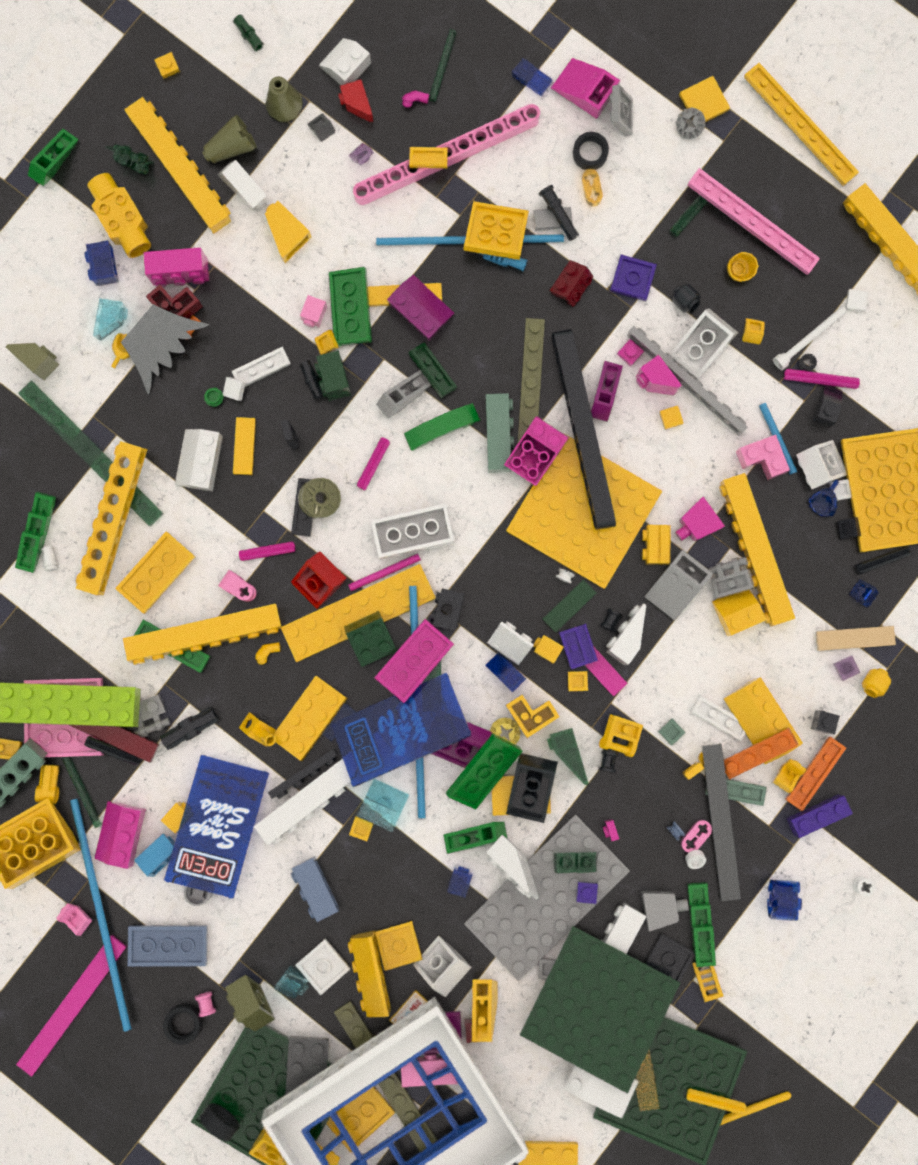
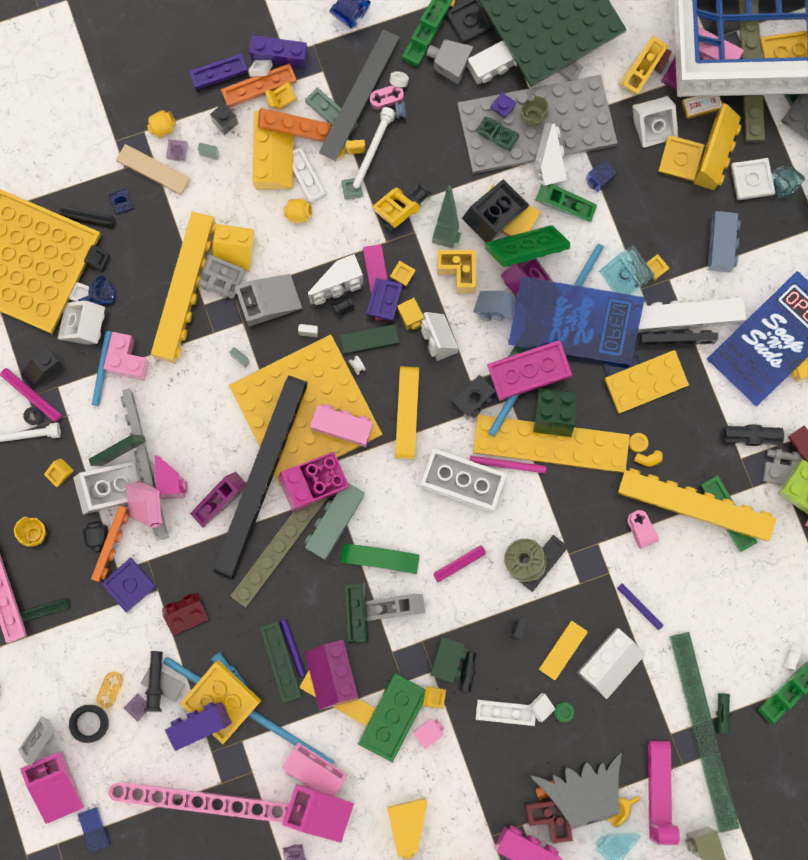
camera: 155 degrees left, 5 degrees down
(82, 476) = (723, 713): none -> dark green pin
(95, 376) = (660, 795): none -> dark pink beam
(119, 511) = (666, 697): yellow brick -> none
(155, 572) = (706, 586): yellow plate -> none
(201, 522) = (640, 606): none -> dark purple bar
(258, 730) = (695, 396): yellow bracket -> none
(267, 551) = (598, 545): dark pink axle -> none
(284, 660) = (638, 442): none -> yellow tile
(318, 579) = (568, 491): red slope -> none
(361, 190) = (318, 813): none -> dark pink slope
(385, 224) = (314, 770): none -> bright pink brick
(428, 157) = (237, 808): yellow tile -> none
(465, 310) = (292, 648): none -> dark purple bar
(469, 293) = (280, 662): none -> dark green plate
(479, 700) = (495, 305): none -> sand blue brick
(496, 562) = (407, 413): none -> yellow beam
(501, 200) = (197, 725): none -> dark purple brick
(505, 672) = (458, 316): clear blue slope -> none
(506, 723) = (483, 276): light yellow gear -> none
(543, 513) = (342, 425): none -> bright pink brick
(555, 903) = (534, 111): none -> olive hair
(561, 187) = (136, 707): none -> clear purple plate
(610, 830) = (453, 141): dark pink plate -> none
(626, 579) = (308, 330): none -> white tile
(630, 352) = (175, 520): dark pink plate -> none
(656, 545) = (263, 342): yellow brick -> none
(663, 343) = (144, 503): none -> bright pink piece
(668, 292) = (108, 552): none -> orange plate
(668, 519) = (239, 357): none -> sand green tile
(671, 417) = (179, 442): yellow tile -> none
(683, 815) = (387, 116): none -> white piece
(699, 521) = (215, 339): dark pink torso -> none
(704, 679) = (298, 211): none -> yellow head
(717, 374) = (117, 450): none -> dark green tile
(819, 684) = (208, 151): none -> sand green tile
(825, 790) = (260, 68): none -> white tile
(860, 764) = (218, 71): none -> dark purple plate

